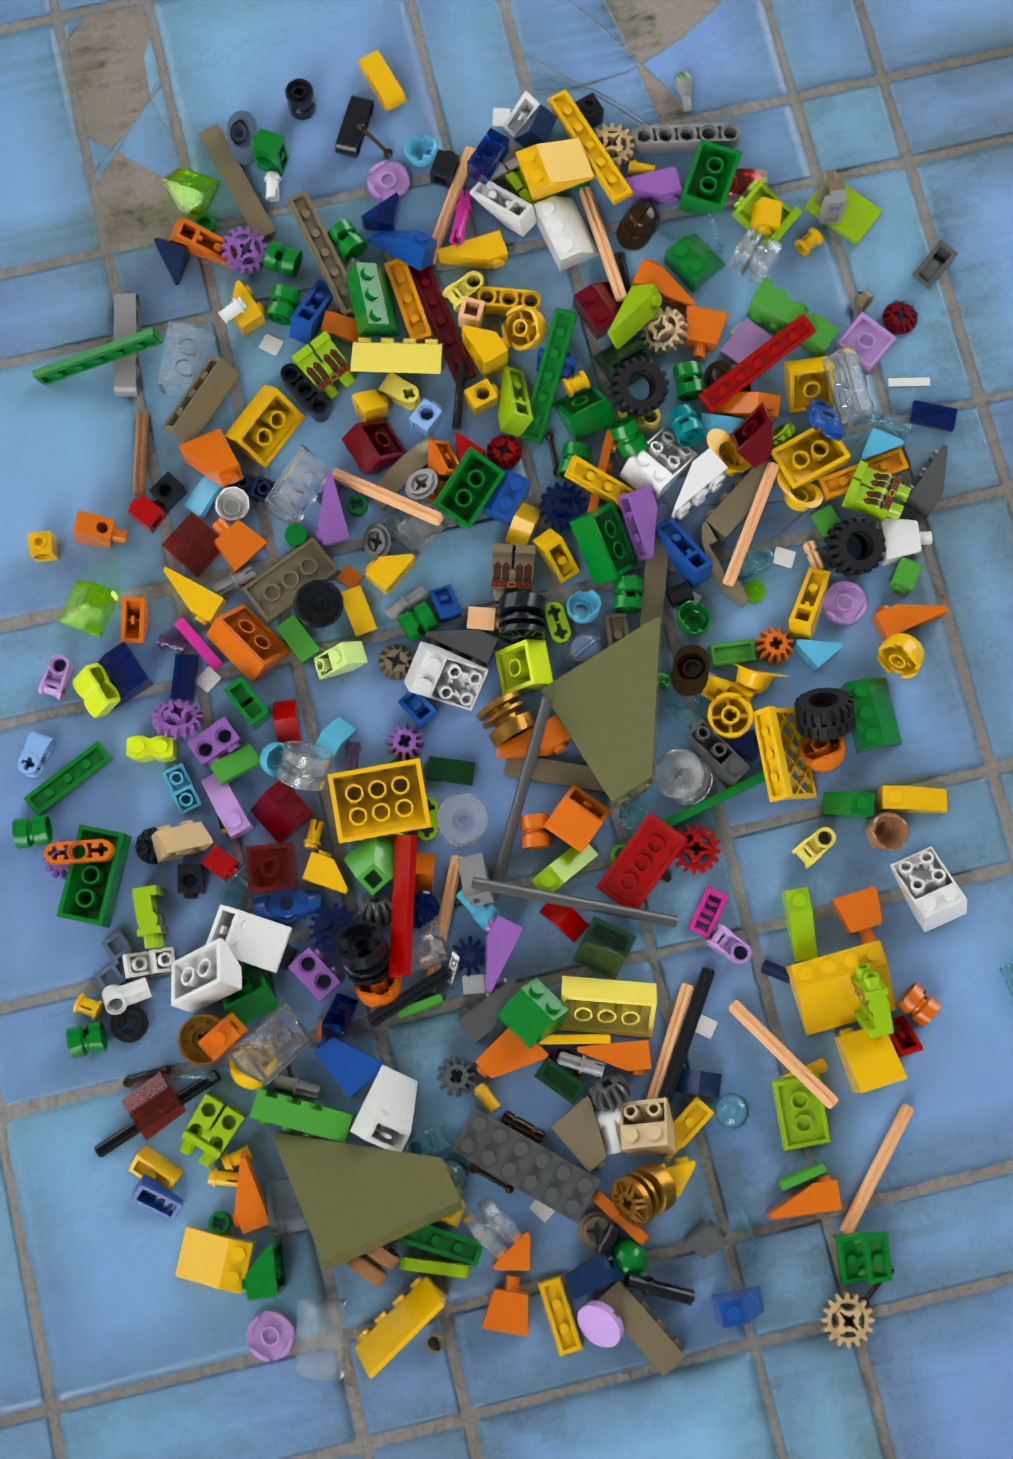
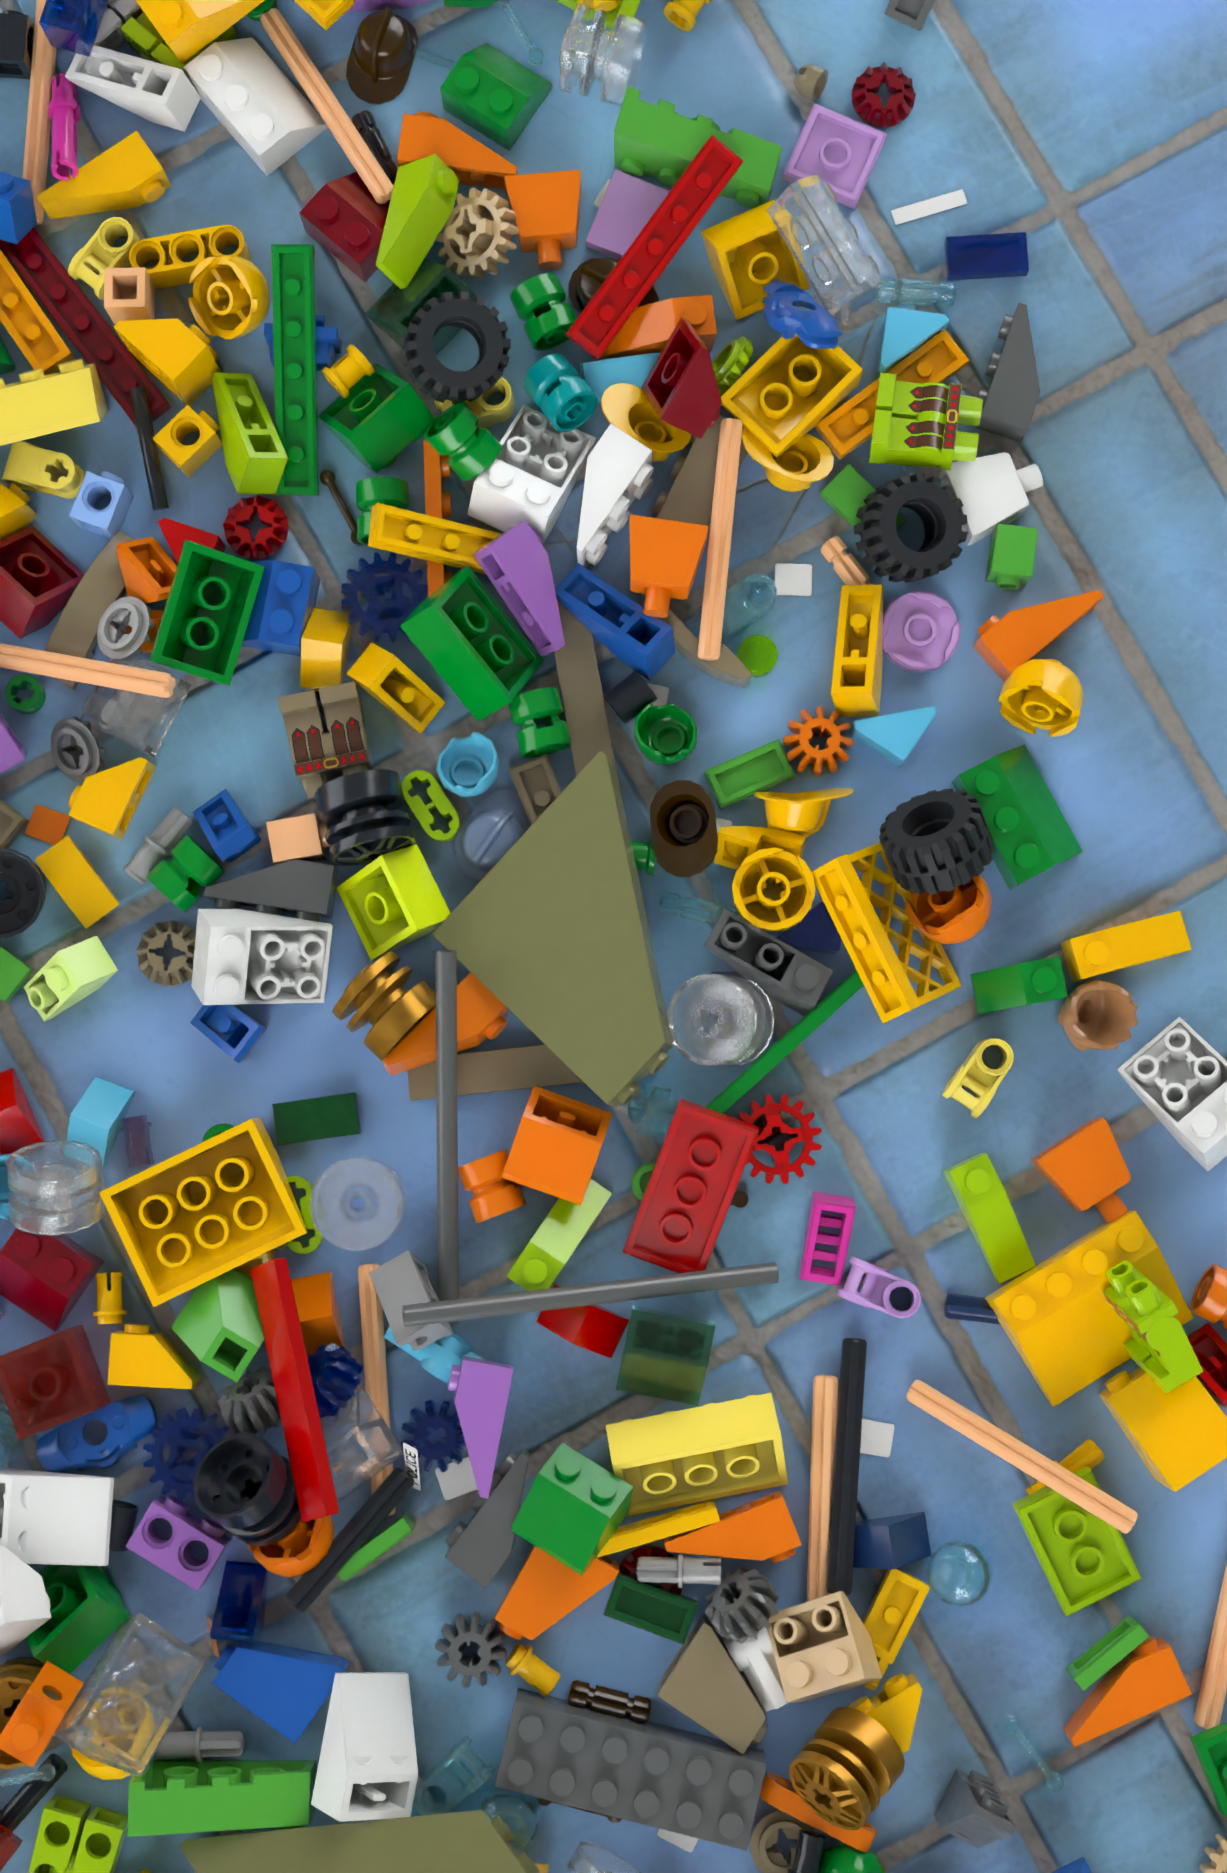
camera: 10 degrees left, 5 degrees up
(413, 744) = (237, 1093): medium lavender gear -> none
(718, 526) = (664, 560): none -> orange torso

